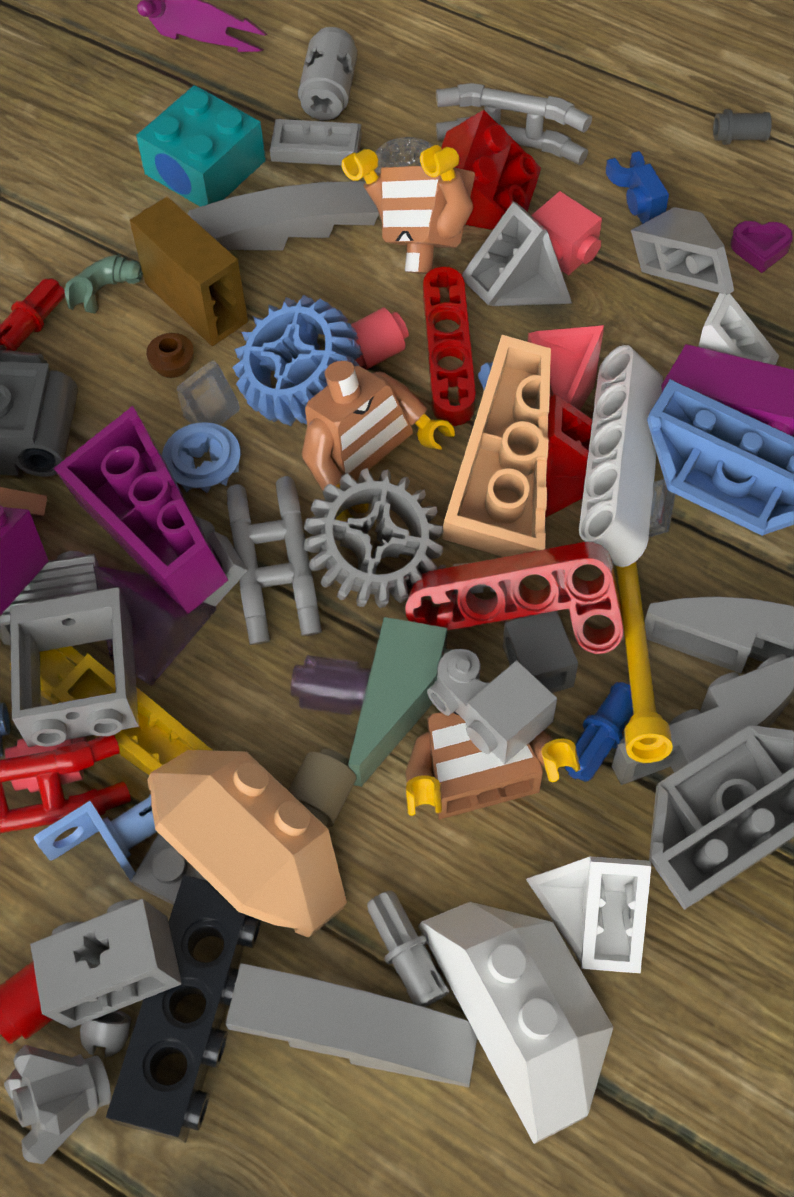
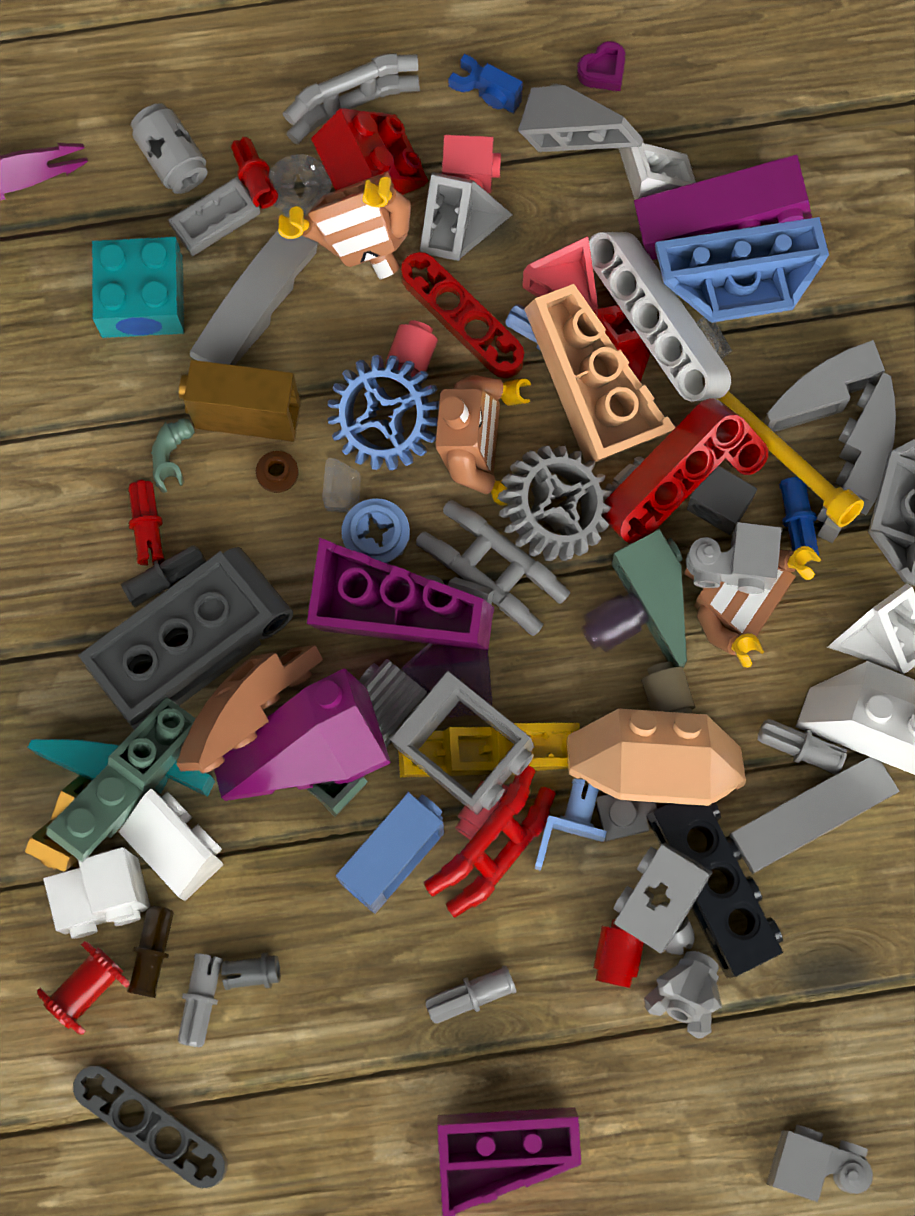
camera: 40 degrees left, 15 degrees up
(377, 127) = (254, 173): none -> red axle

